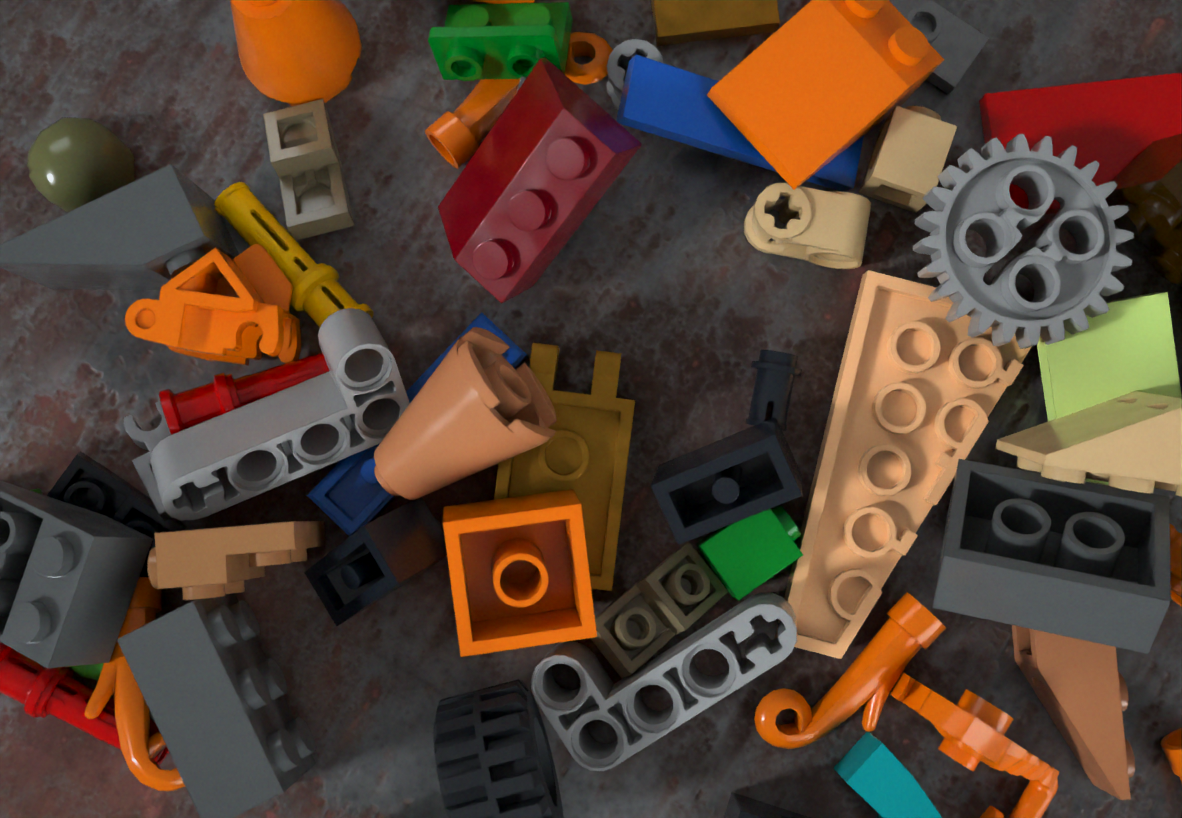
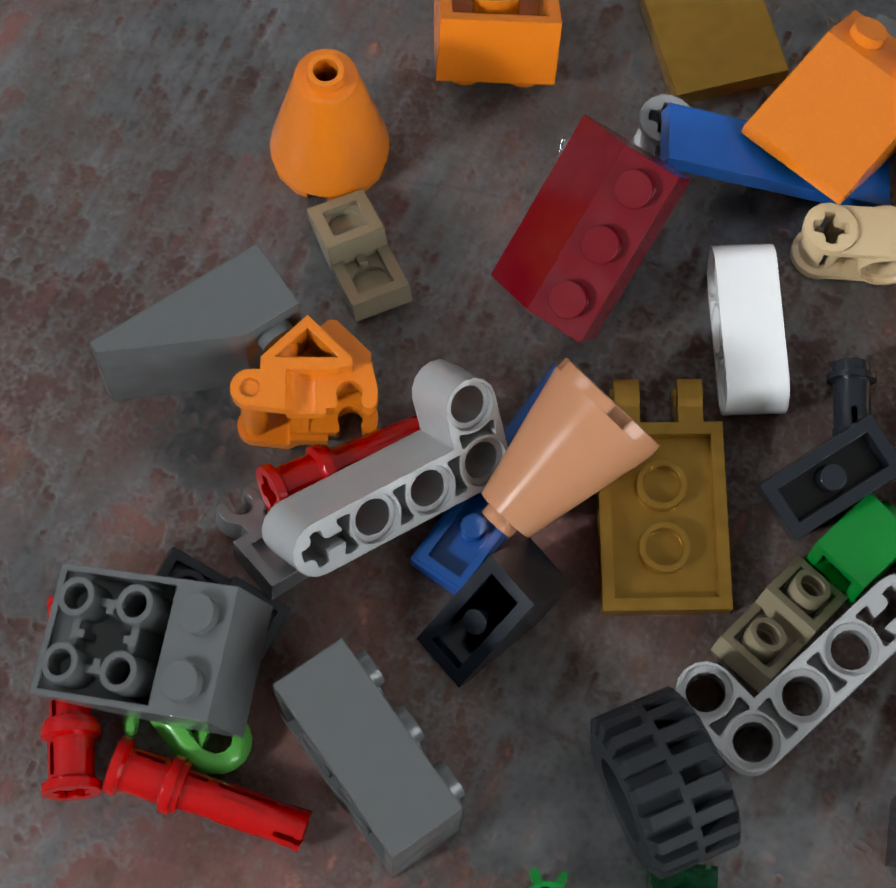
camera: 15 degrees left, 15 degrees down
(78, 162) = (130, 274): olive hair -> none
(130, 707) = (265, 755): orange plant -> none
(220, 559) = (355, 599): medium nougat plate -> none
(314, 284) = (391, 361): yellow pin -> none
(460, 132) = (504, 202): orange plant -> none
(501, 39) = (529, 113): green bracket -> none
(519, 572) = (646, 582): orange brick -> none
(681, 302) = (748, 329): none -> white beam

